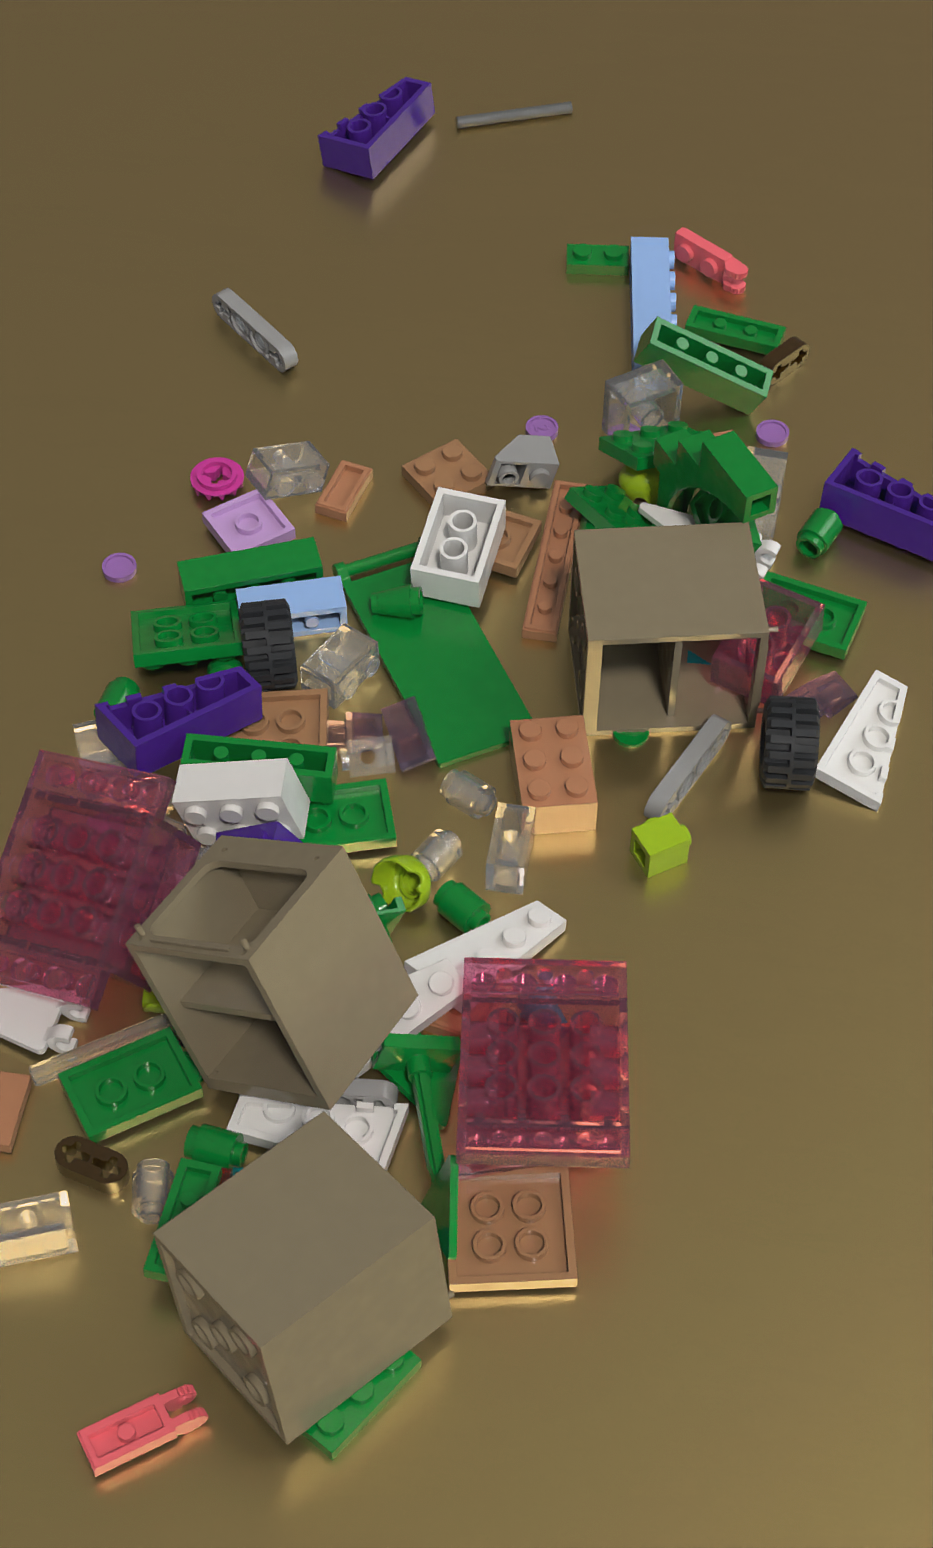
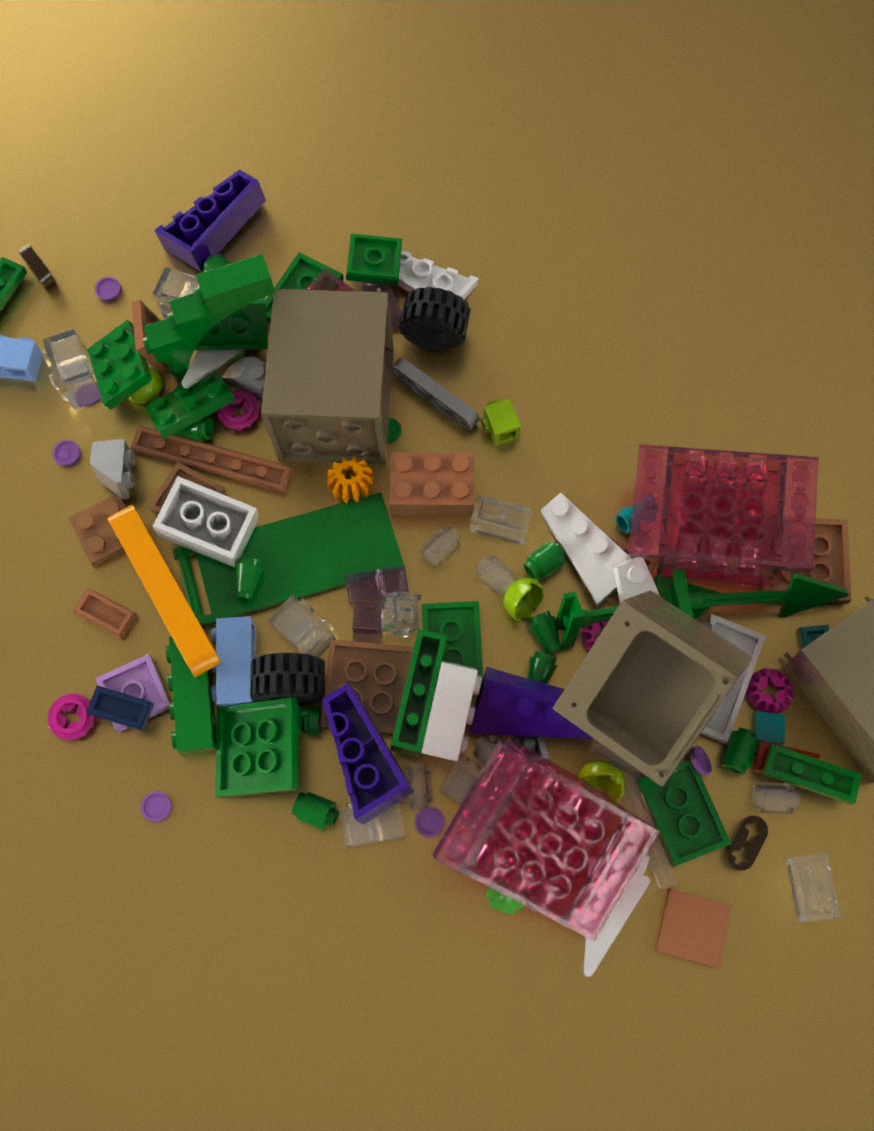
camera: 80 degrees left, 20 degrees up
(199, 1101) = (700, 761): none -> medium lavender piece
(225, 510) = (120, 708): none -> dark blue tile
(287, 470) = (84, 653): clear brick -> none
(362, 520) = (164, 591): none -> light orange beam
(545, 689) = (350, 479): none -> light orange gear
(705, 365) = (45, 316): green brick -> none
(872, 676) = (374, 259): none -> green tile

